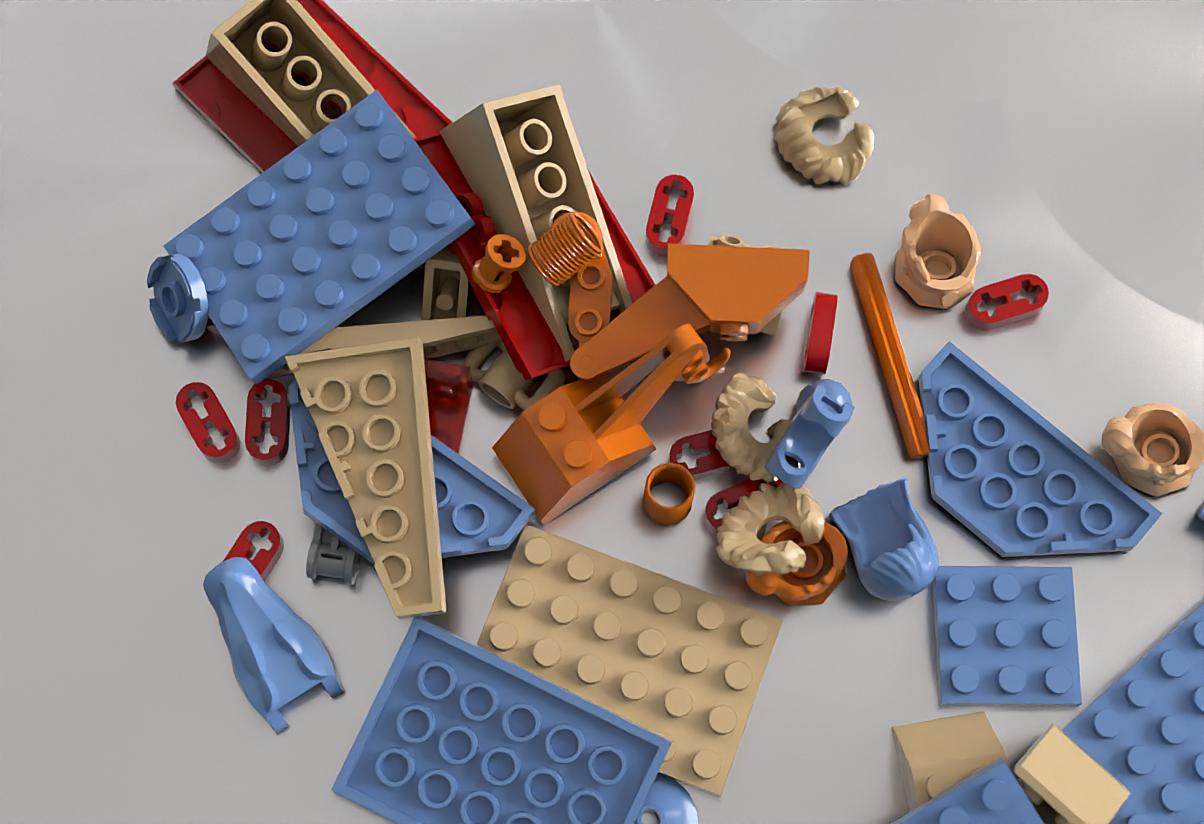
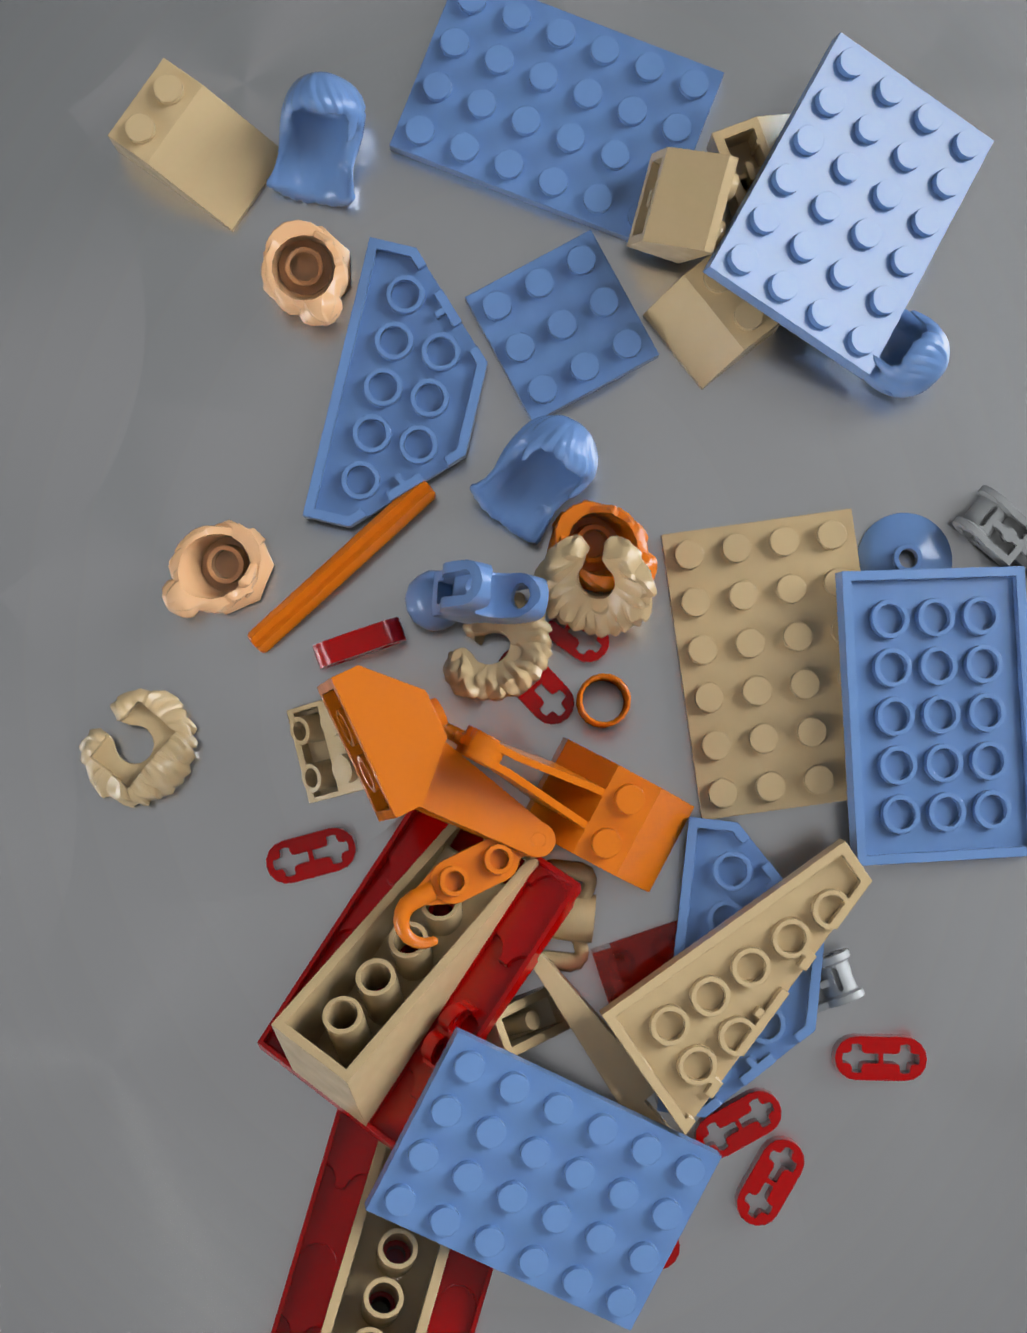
camera: 115 degrees left, 15 degrees up
(179, 299) = (672, 1282): medium blue tile -> none
(269, 645) = (946, 987): medium blue animal -> none
(502, 263) = (472, 976): orange bush -> none
(565, 249) = (447, 917): orange piece -> none
(1003, 293) = (217, 489): red beam -> none

